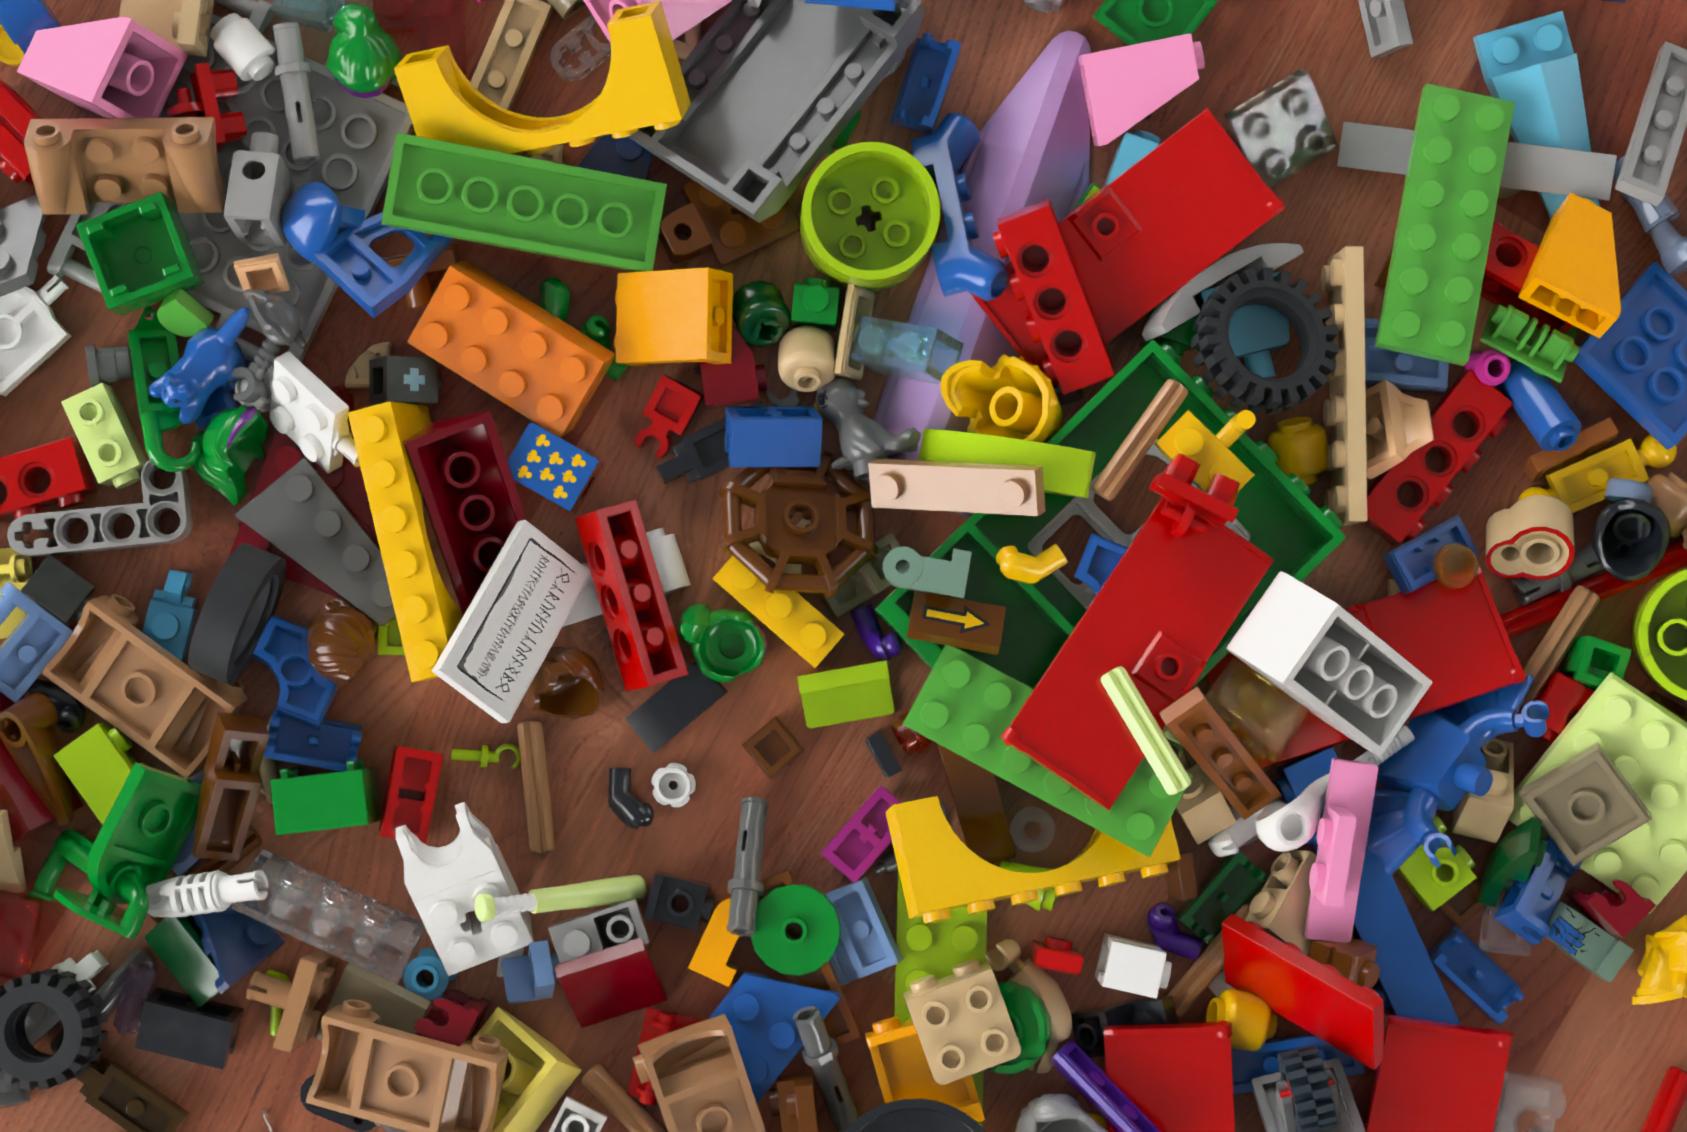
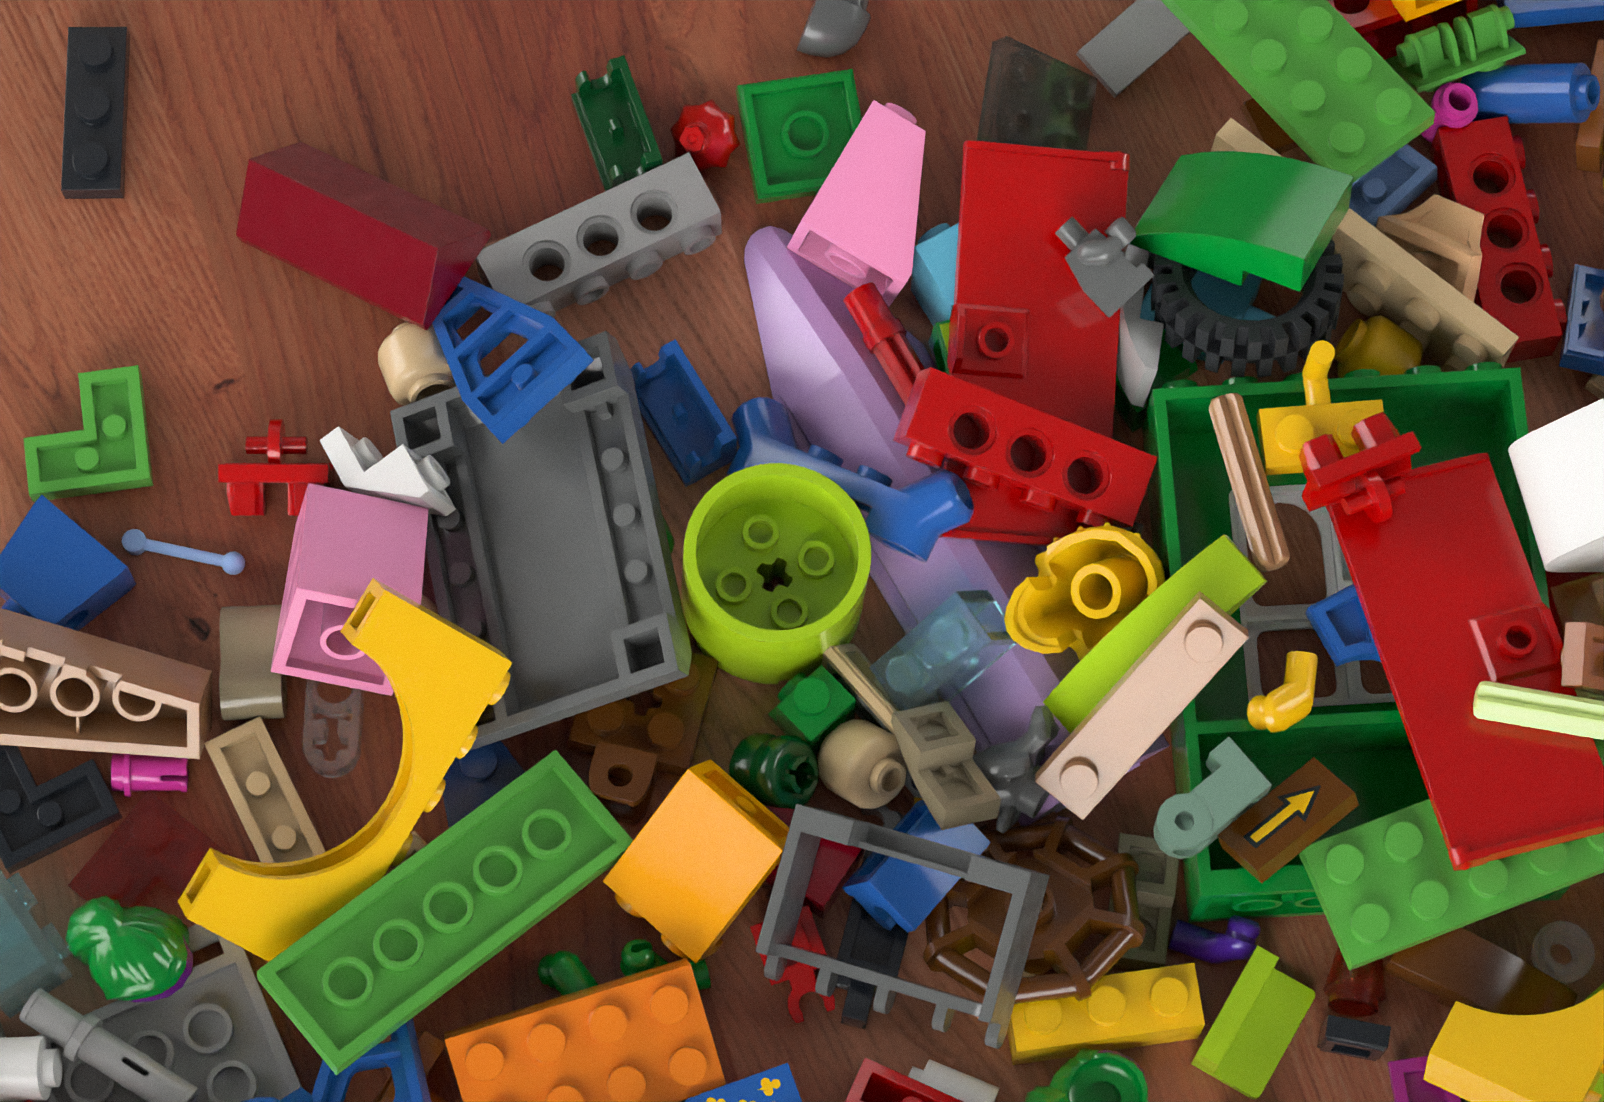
camera: 50 degrees left, 15 degrees down
(783, 478) = (790, 887): none -> dark grey hinge
(836, 405) = (941, 764): none -> dark tan slope
(1065, 162) = (884, 337): none -> red axle
(1198, 250) = (1101, 263): none -> dark grey piece
(1302, 305) = (1245, 215): none -> green slope

